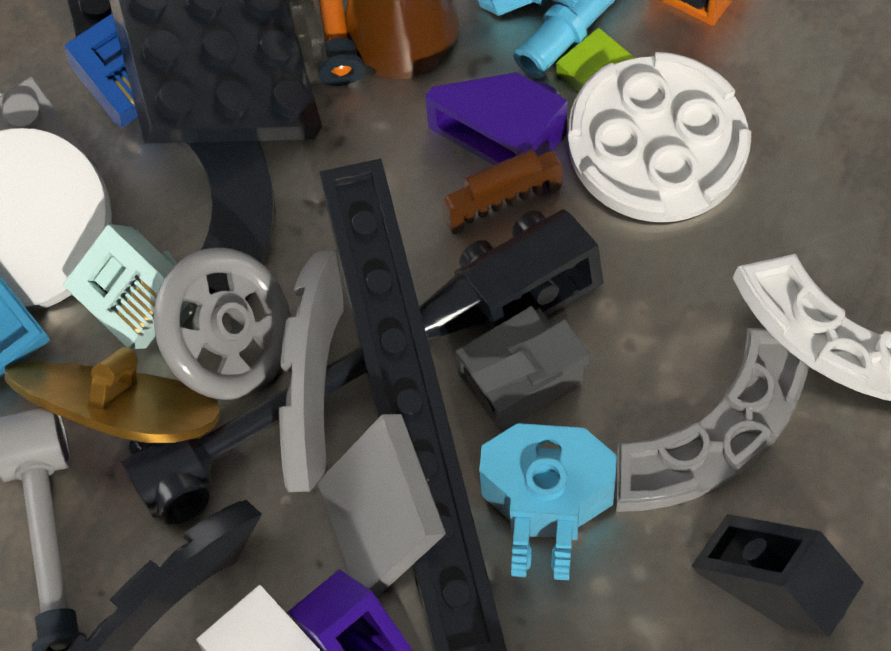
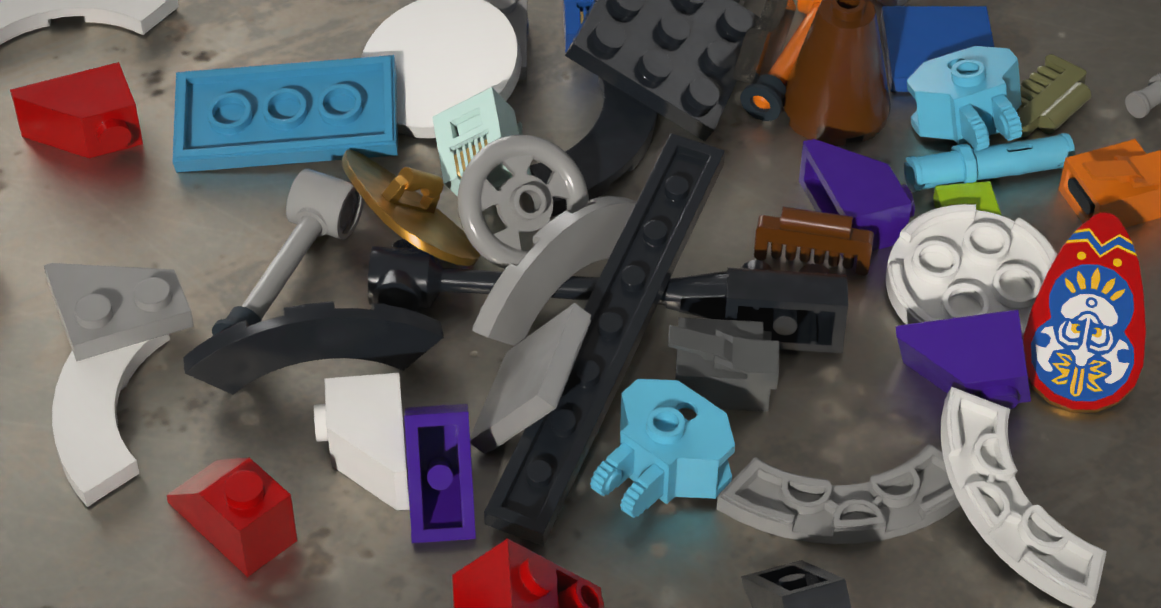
camera: 30 degrees right, 15 degrees down
(729, 223) = (970, 354): none -> dark purple slope
(788, 120) = (1088, 321): none -> shield

